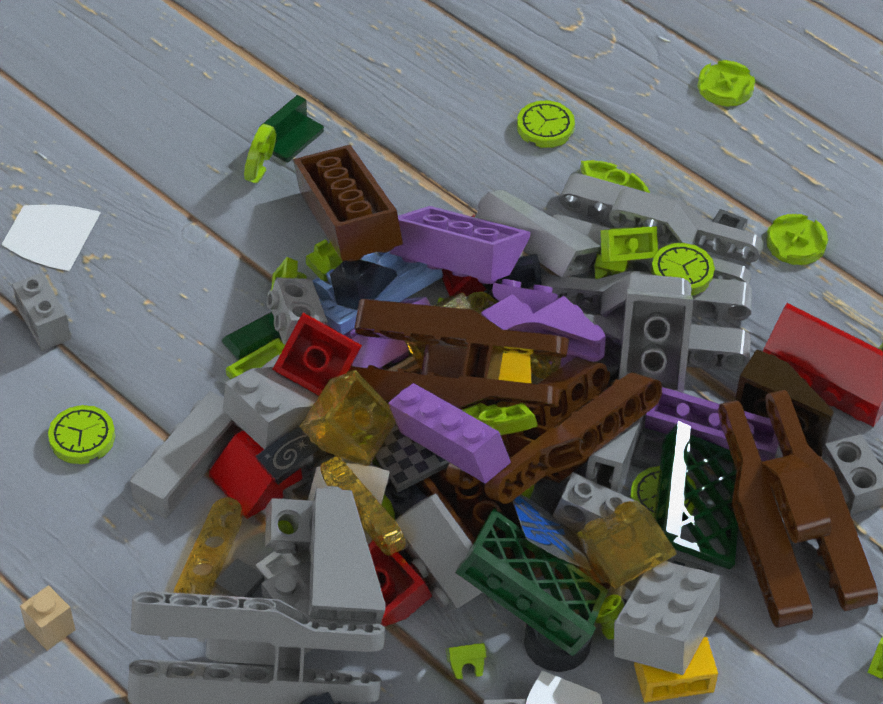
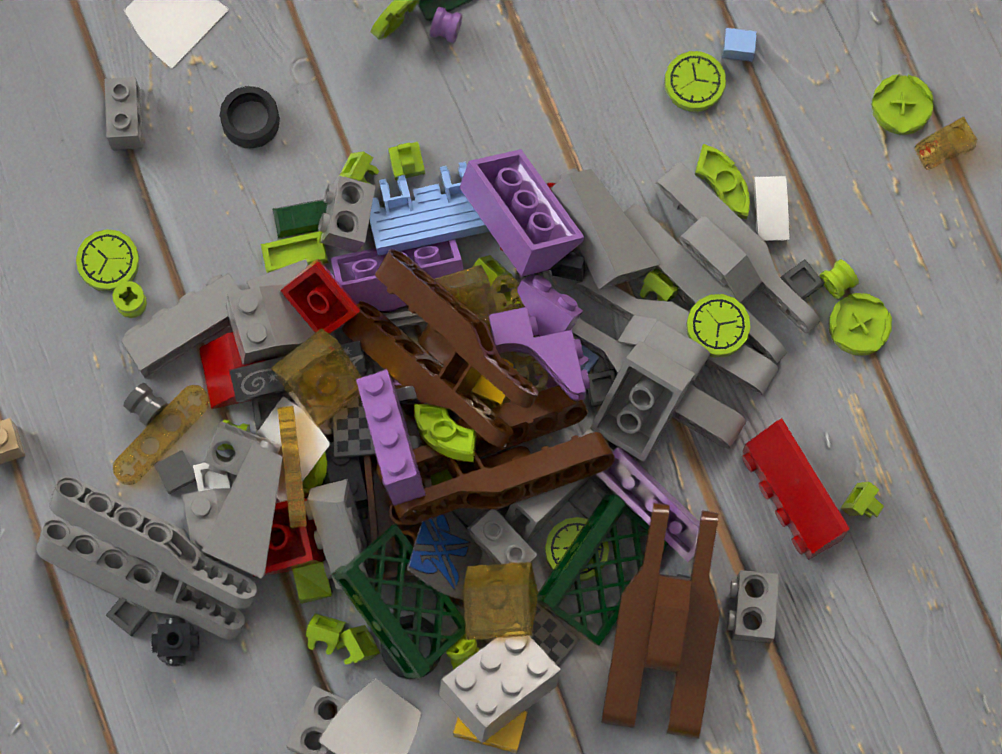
camera: 25 degrees right, 25 degrees up
(118, 463) = (131, 306): none -> lime wheel
(160, 259) = (243, 95): none -> black tyre
(179, 532) = (144, 404): none -> dark grey wheel
(306, 148) = (446, 25): none -> medium lavender wheel
(348, 203) = (438, 121): reddish brown brick -> none
(359, 281) = (416, 210): black slope -> none
(427, 620) = (312, 582): none -> lime slope
(506, 653) = (359, 644): none -> lime tile
(567, 89) = (739, 44): none -> light blue slope
(629, 243) = (678, 279): lime slope -> none
(668, 181) = (771, 208): none -> white slope
(759, 210) = (839, 279): none -> lime wheel
(770, 374) = (722, 491): dark brown slope -> none
(781, 93) = (946, 144): none -> clear yellow leg

